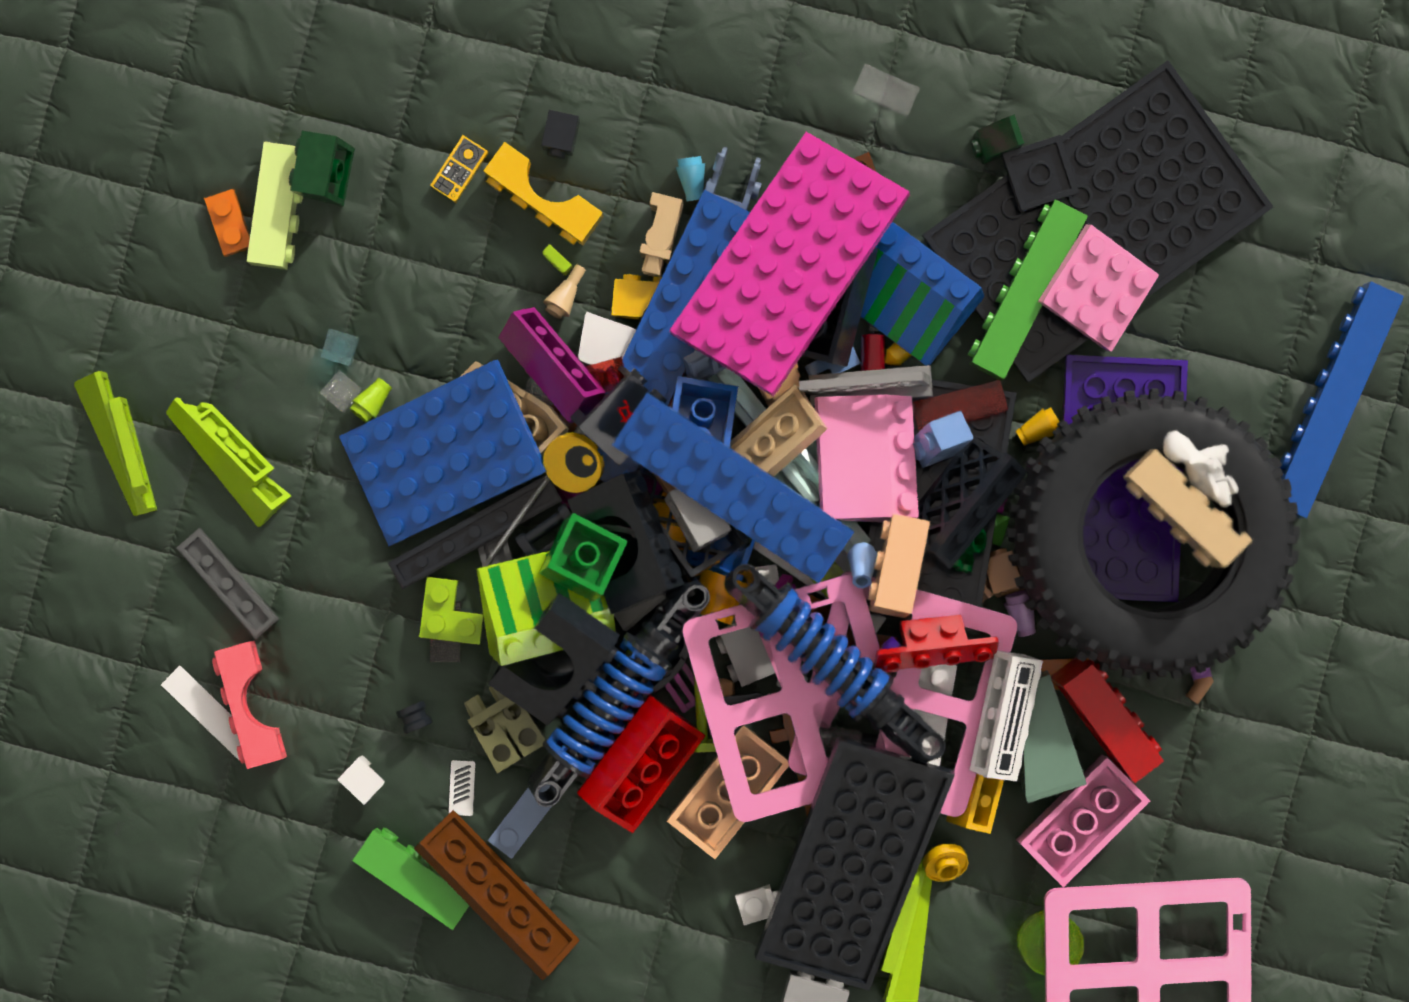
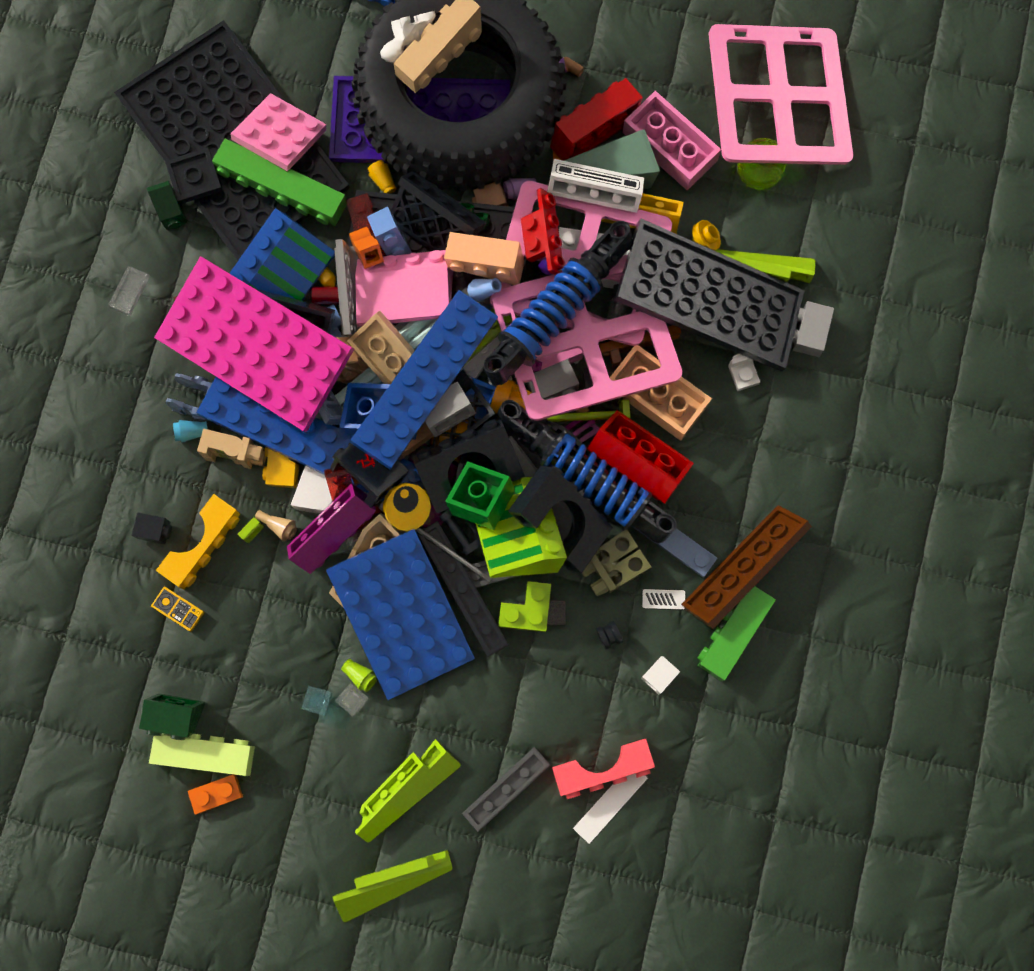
camera: 85 degrees left, 10 degrees down
(922, 408) = (364, 245): none -> orange leg

